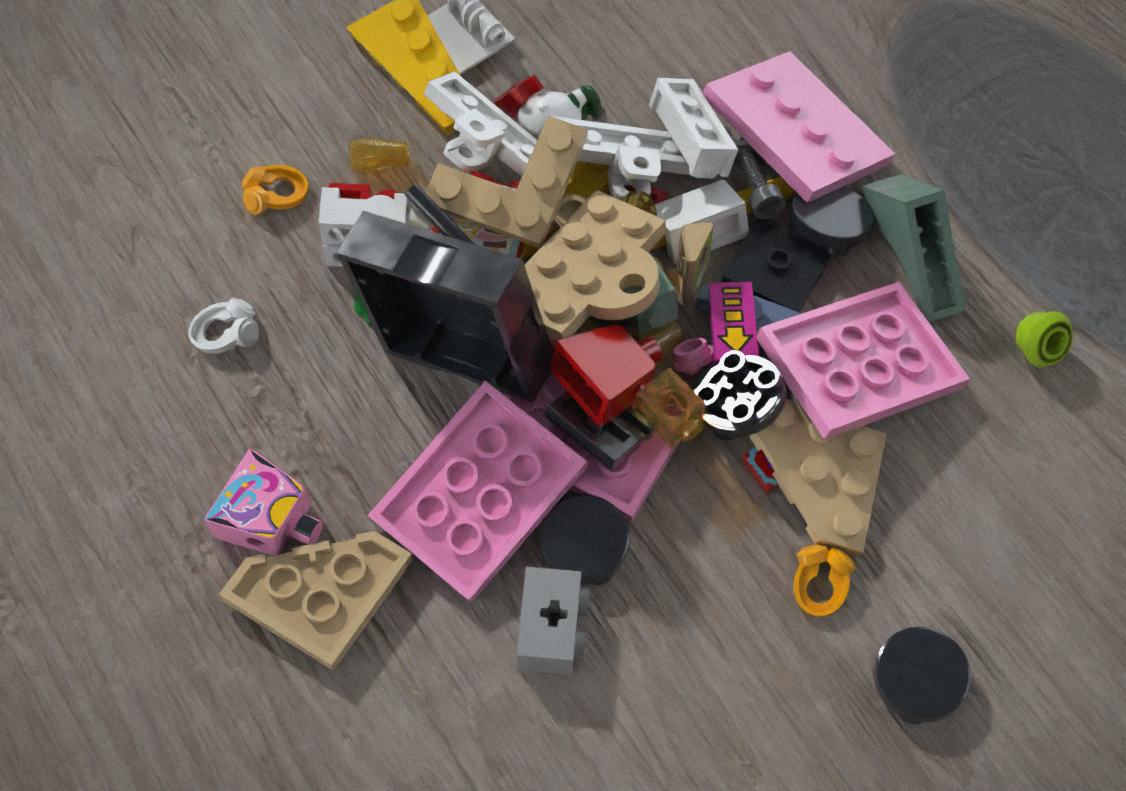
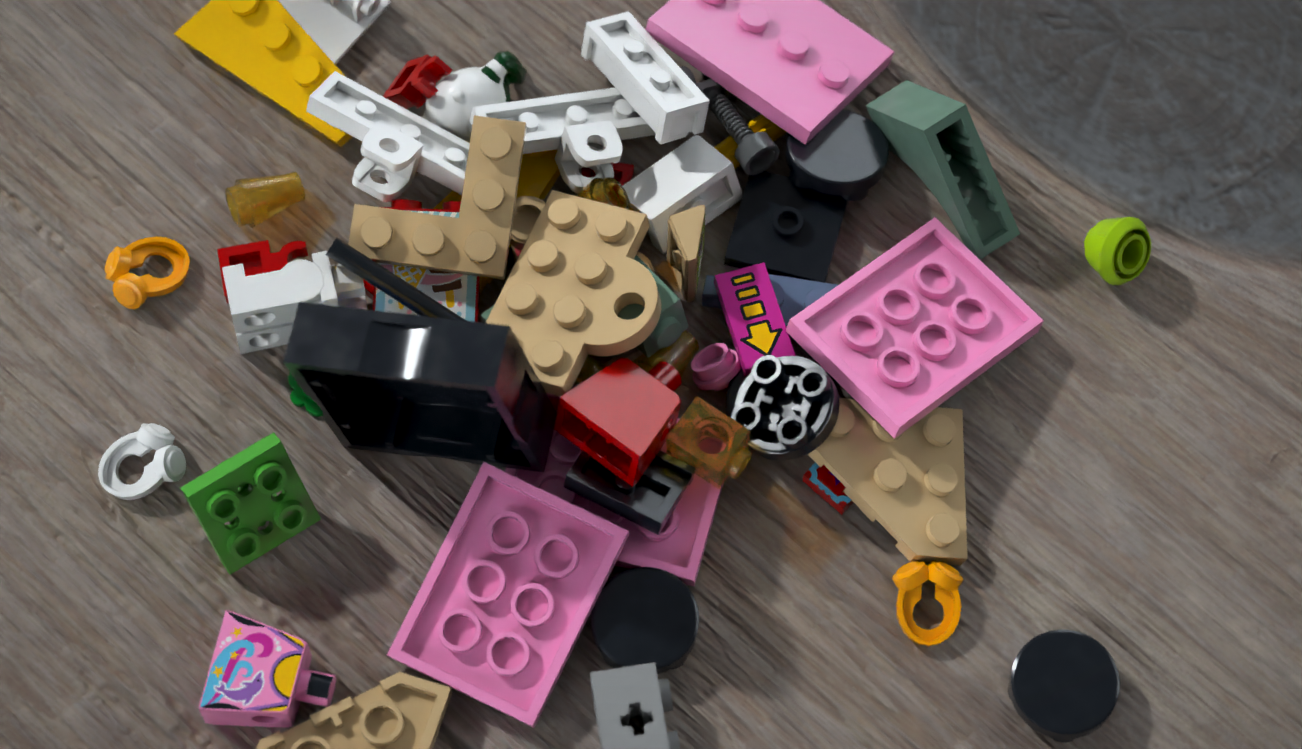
camera: 15 degrees left, 5 degrees up
(291, 358) = (246, 491): none -> bright green plate

